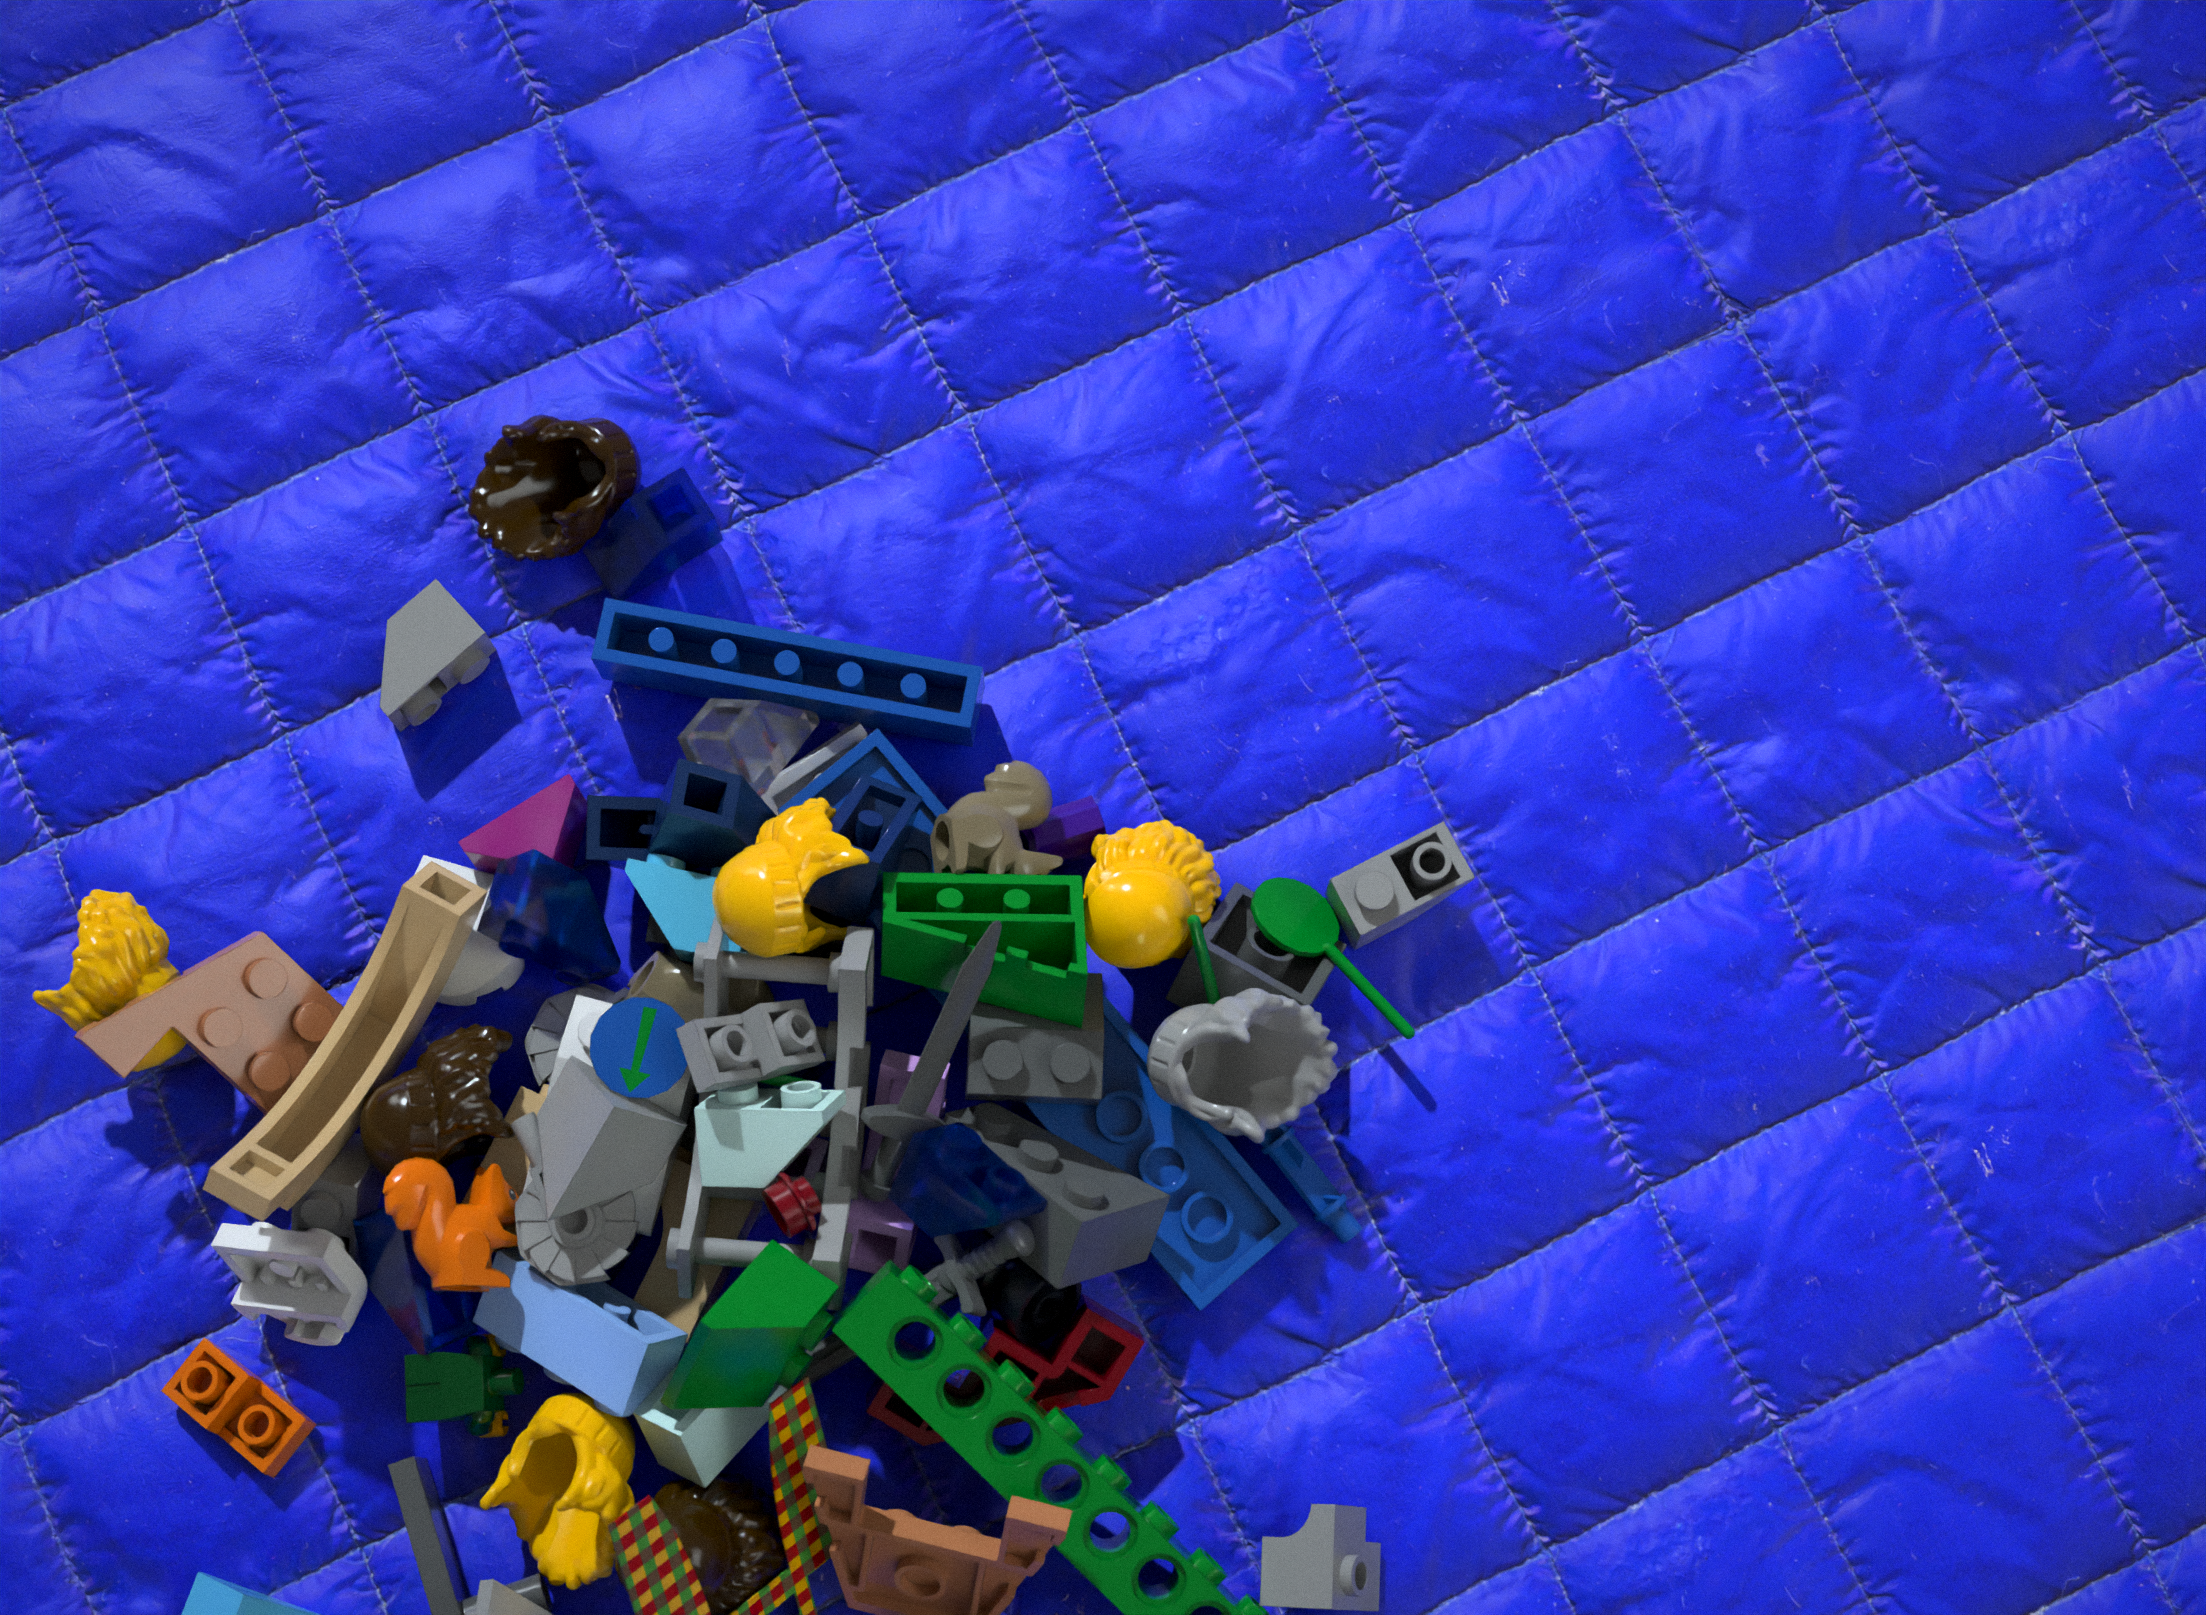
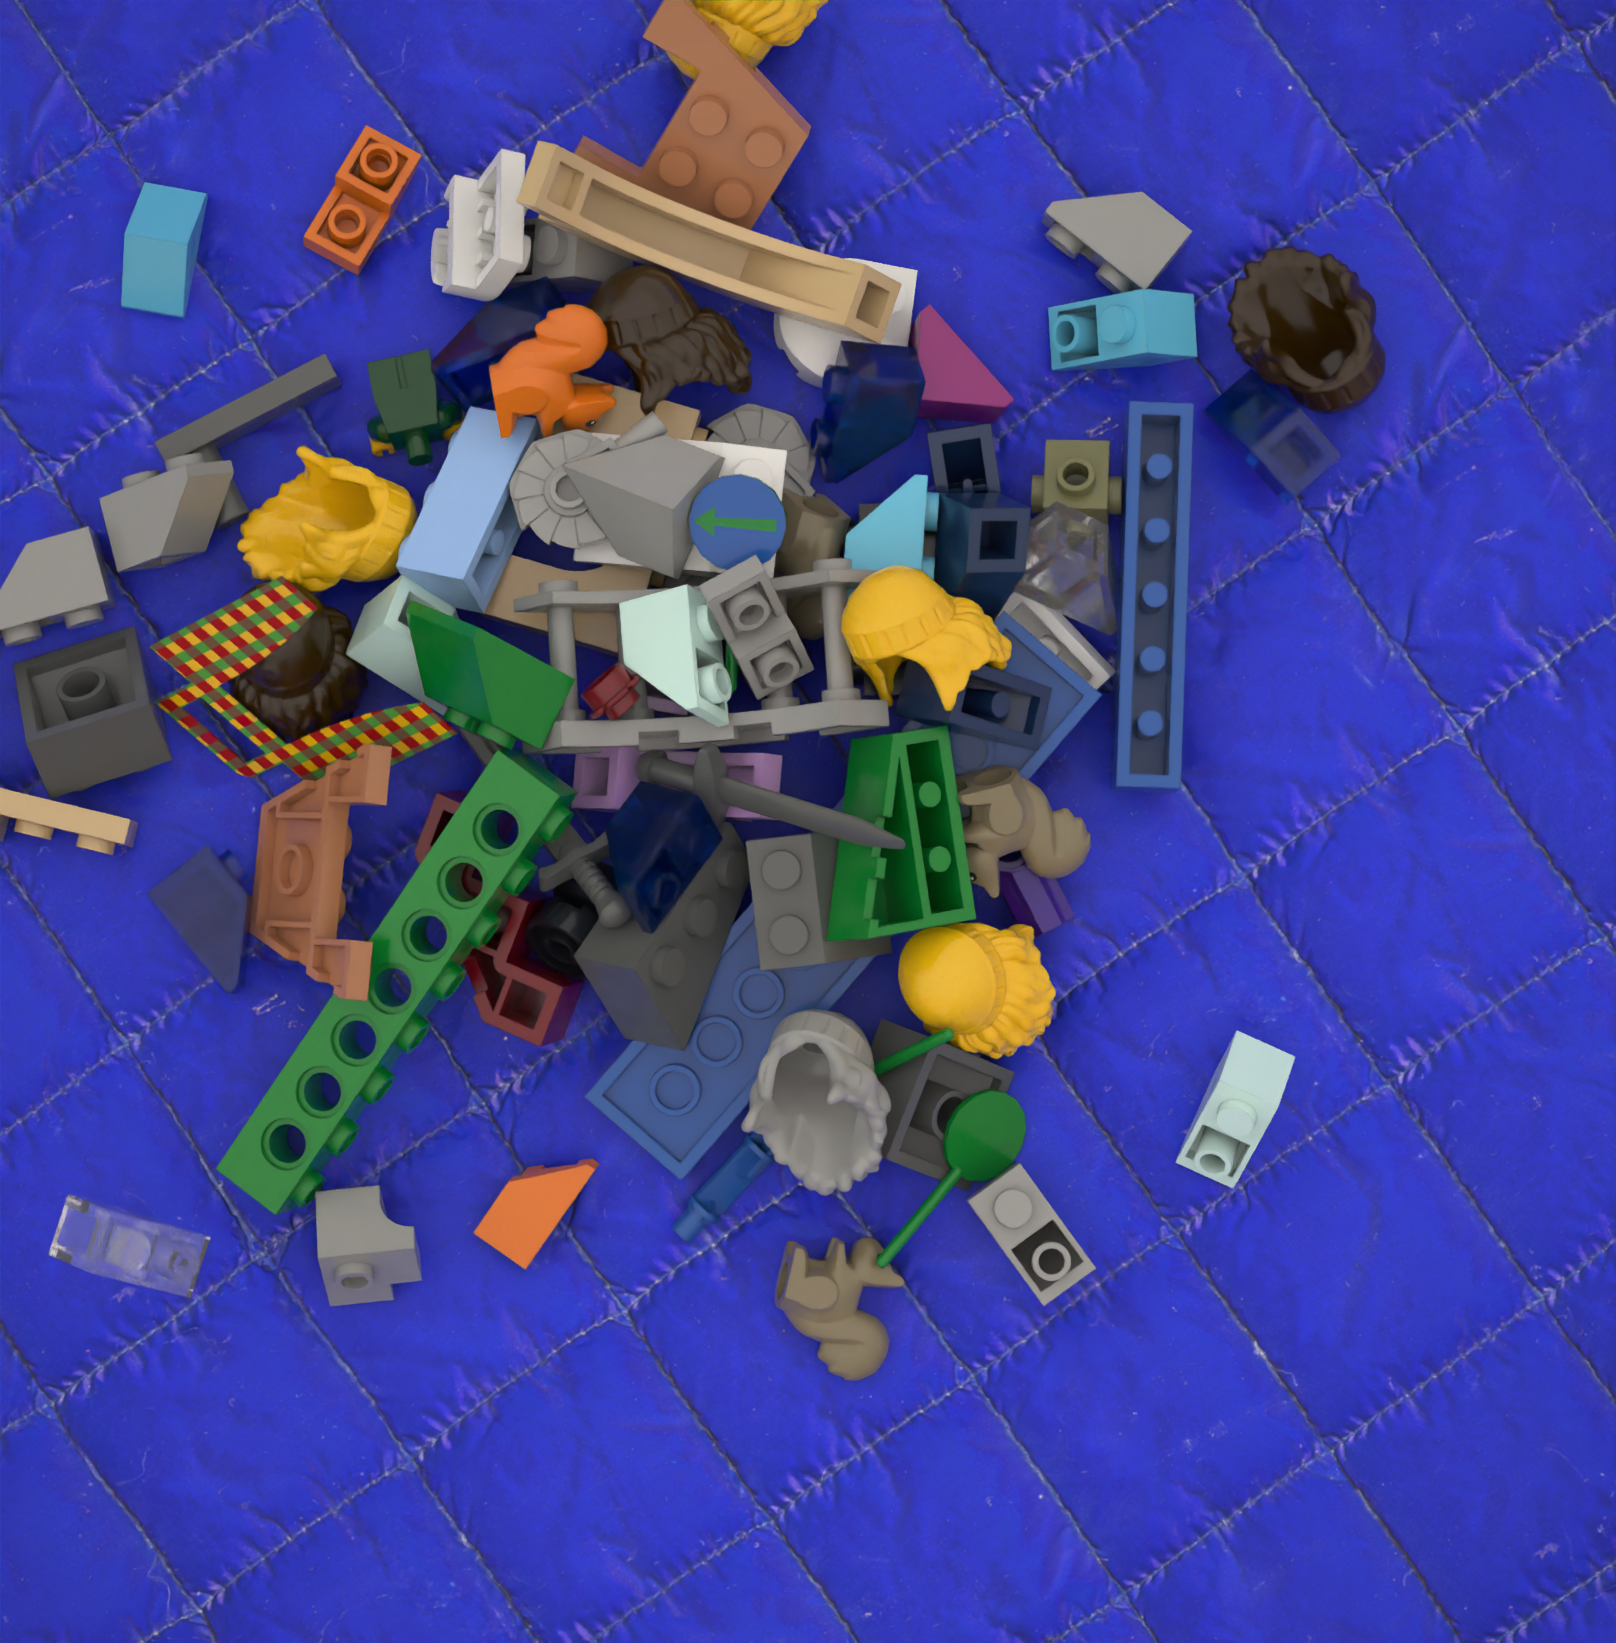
camera: 80 degrees right, 10 degrees up
(522, 665) = (1123, 331): none -> medium azure slope
(654, 722) = (1078, 477): none -> olive brick
(1303, 671) = (1236, 1109): none -> light aqua slope
(1306, 1382) = (532, 1208): none -> orange slope
(1440, 1100) = (823, 1303): none -> dark tan animal

